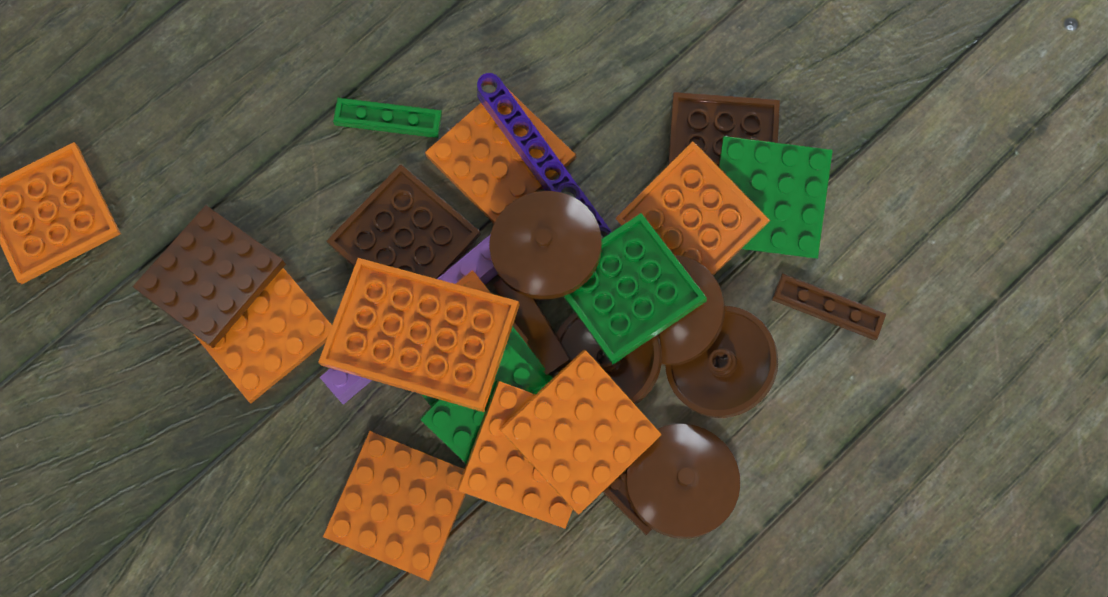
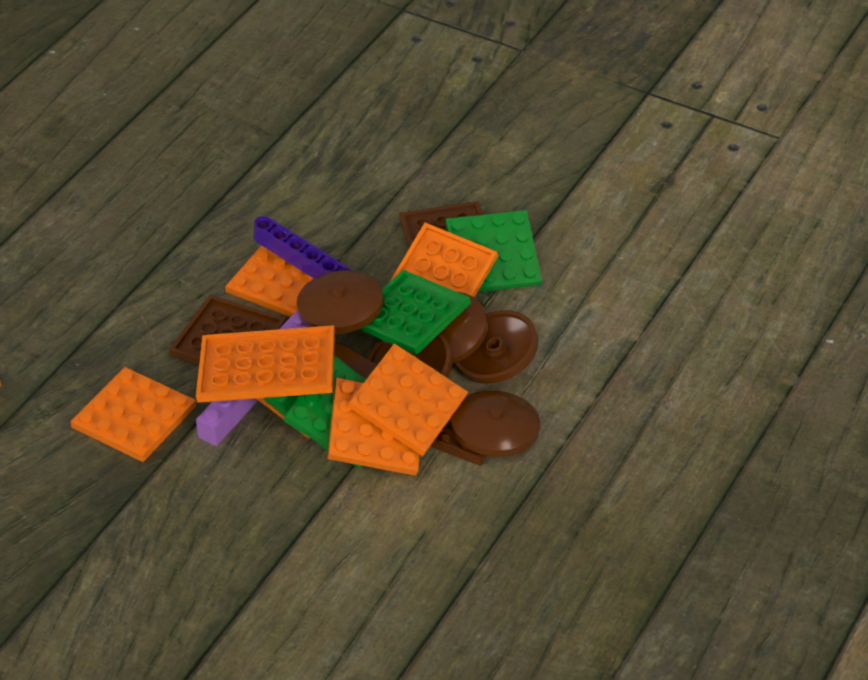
camera: 20 degrees left, 30 degrees down
(209, 276) = (84, 388): reddish brown plate -> none
(387, 117) = (188, 275): green tile -> none
(398, 506) = (284, 491): orange plate -> none
(829, 307) = (561, 307): reddish brown tile -> none

